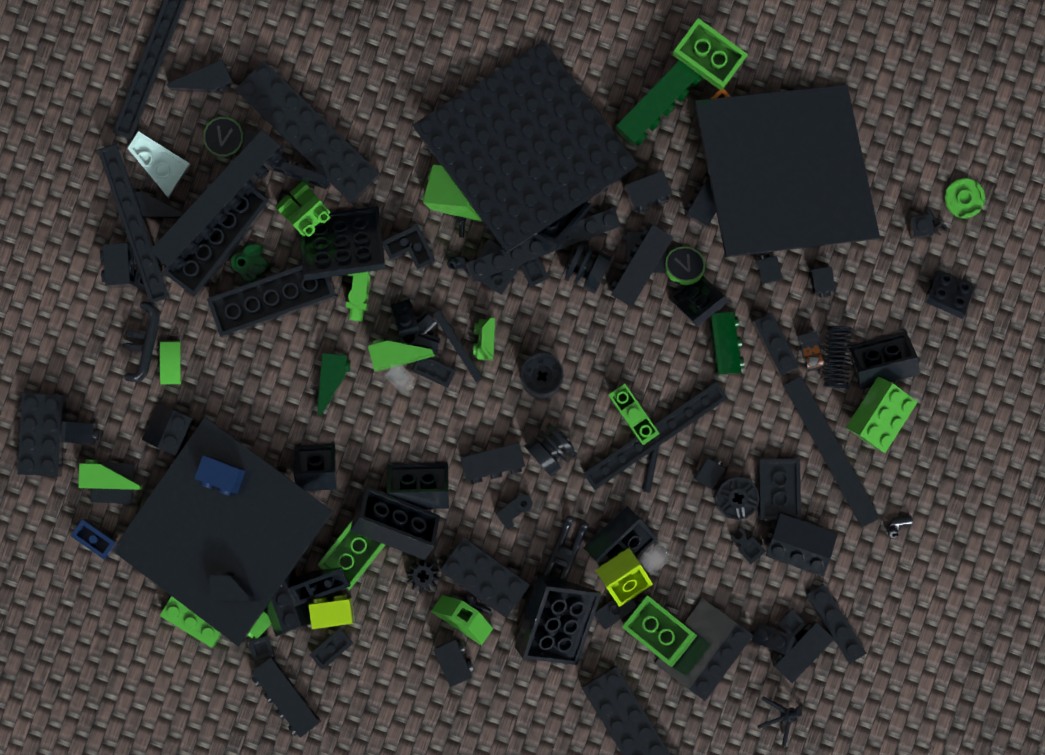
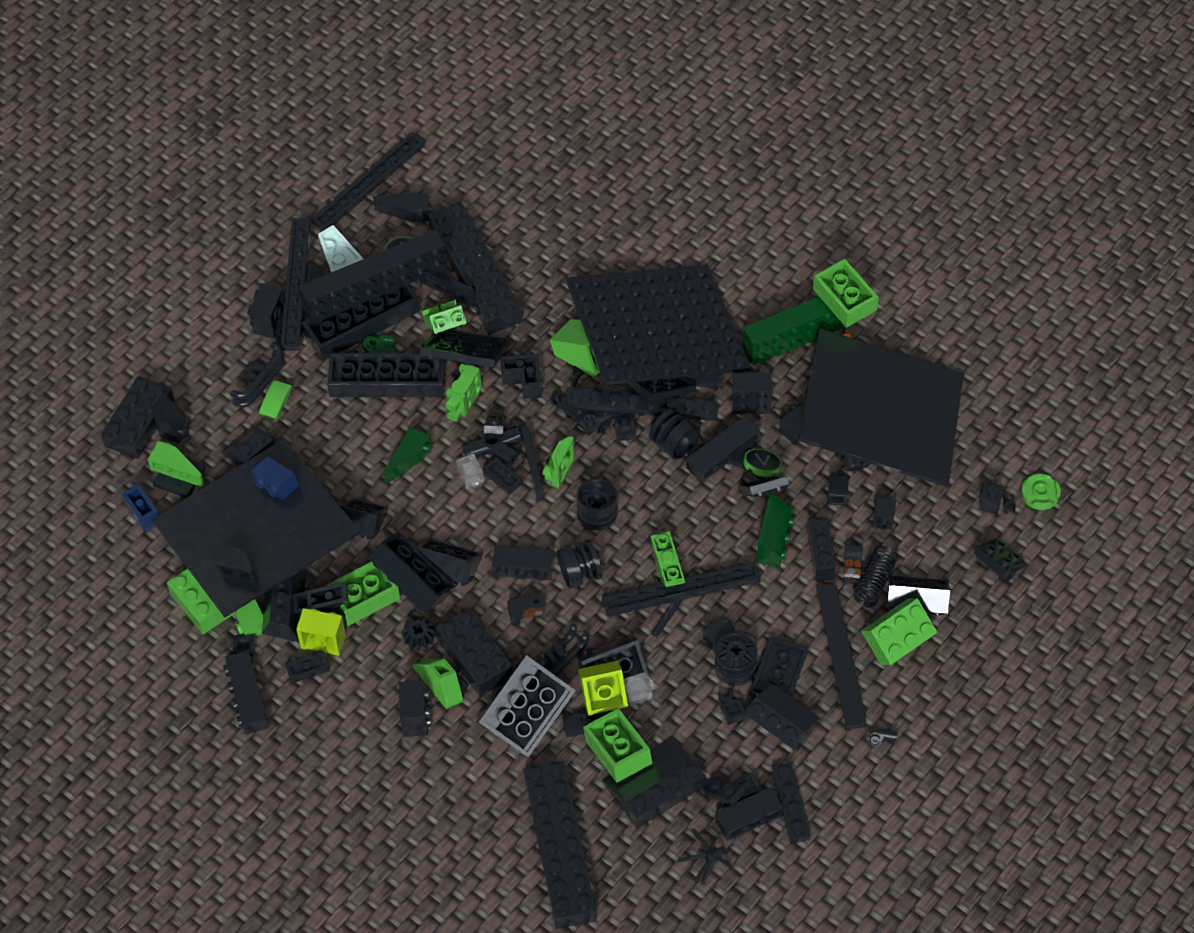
camera: 25 degrees right, 30 degrees down
(393, 354) = (471, 442): bright green slope -> none

